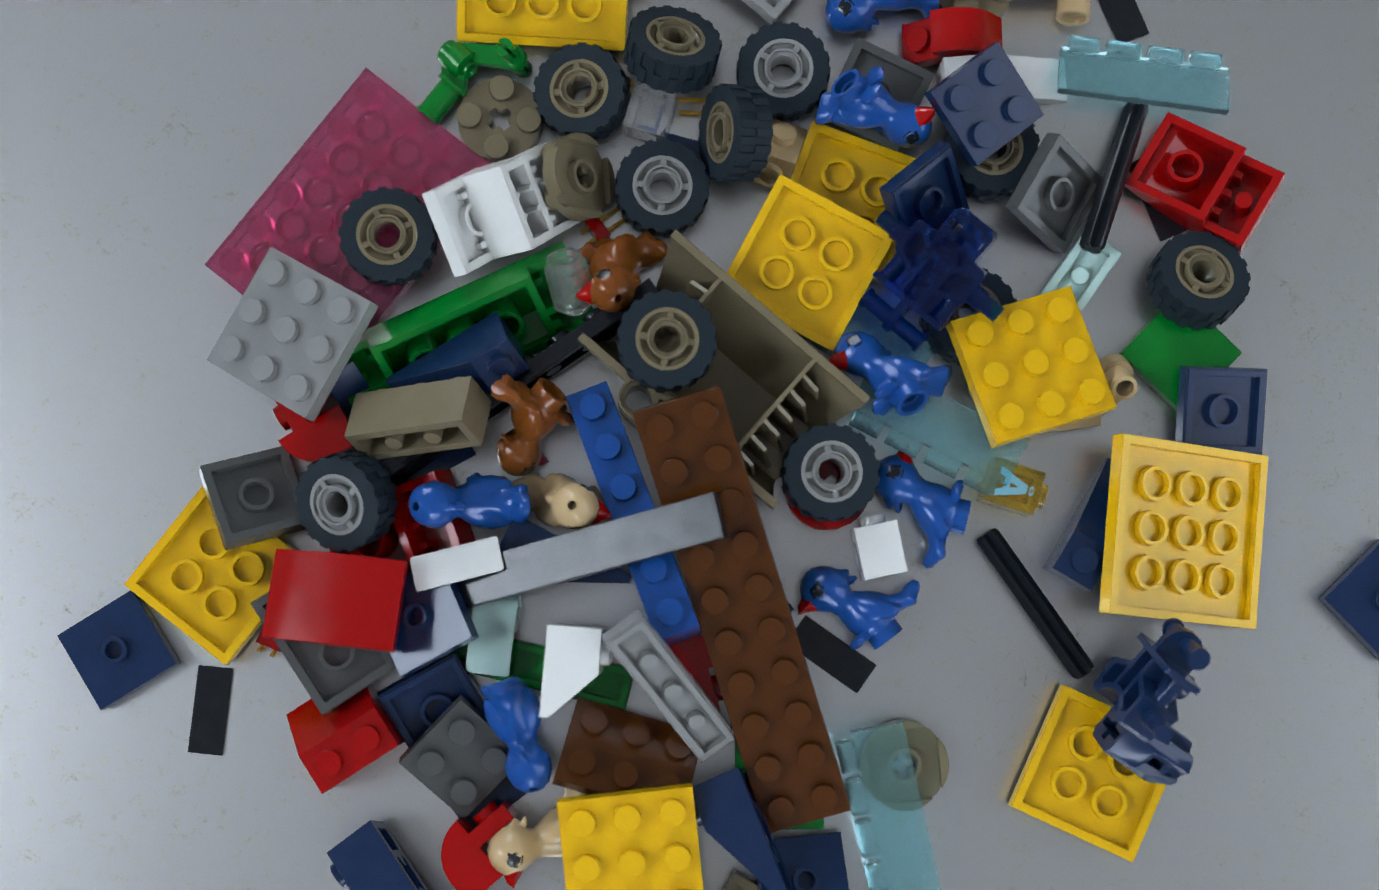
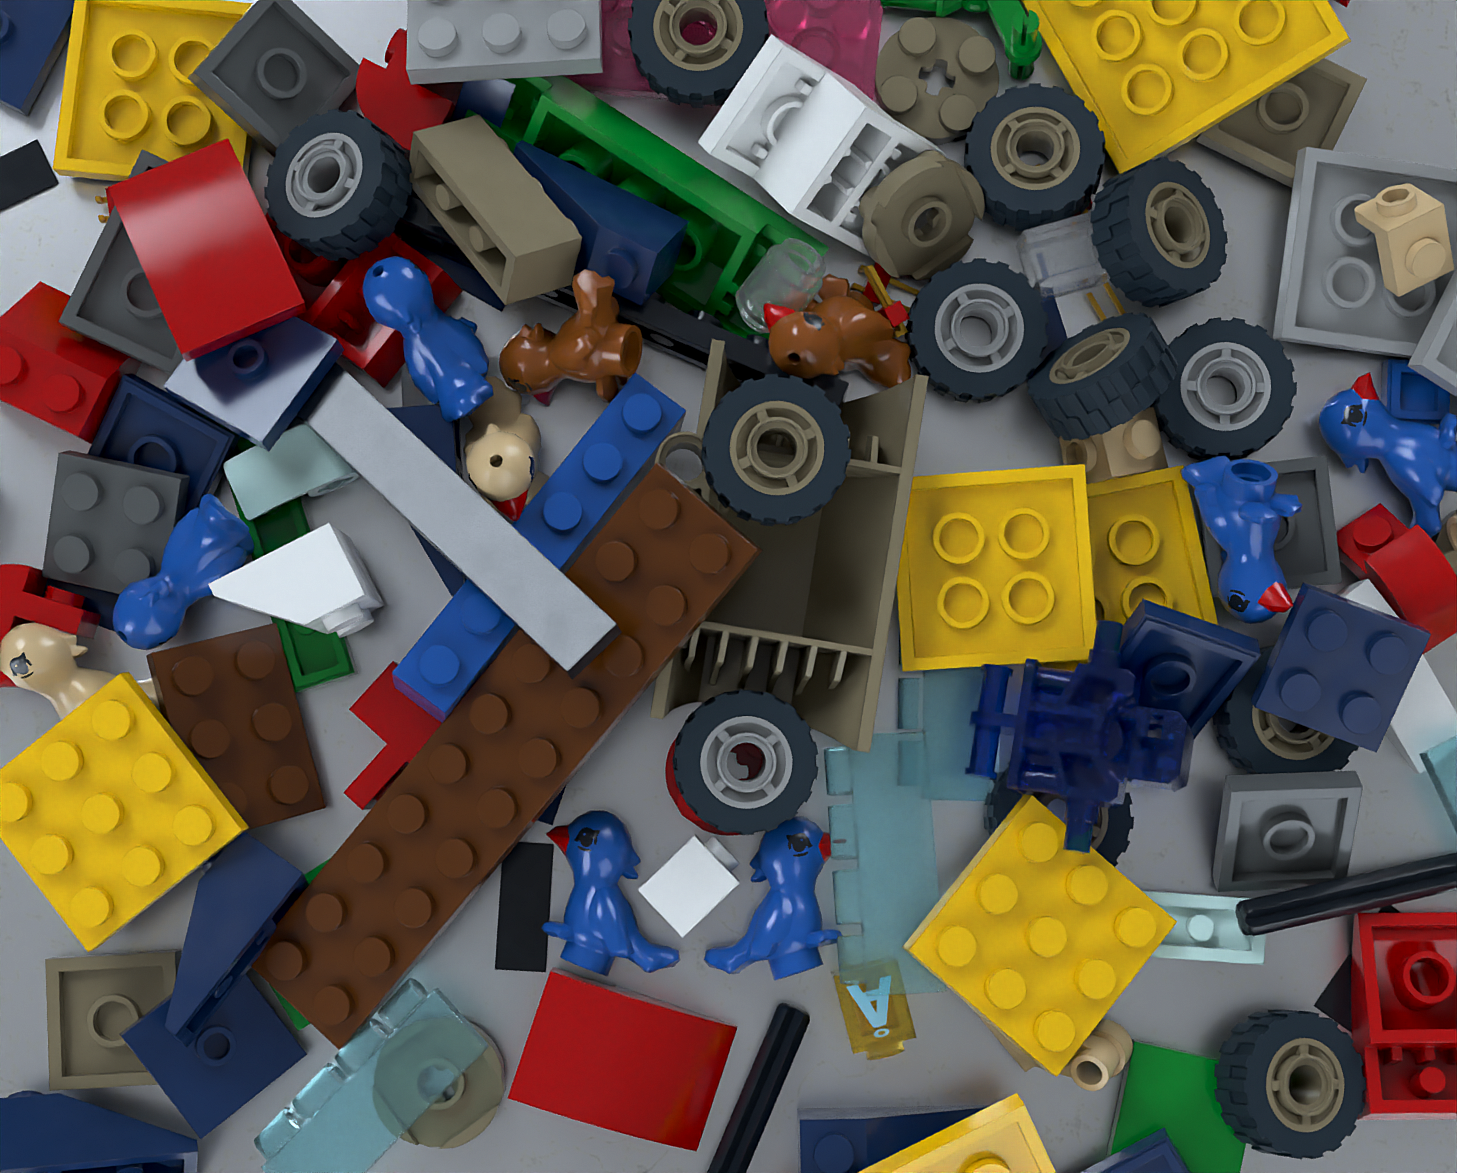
camera: 55 degrees right, 0 degrees up
(456, 563) = (342, 367): white sticker -> none
(620, 228) = (891, 310): none -> piece
(669, 685) = (349, 722): light grey tile -> none
(894, 379) = (913, 770): blue animal -> none
(955, 650) = (622, 1061): none -> red slope

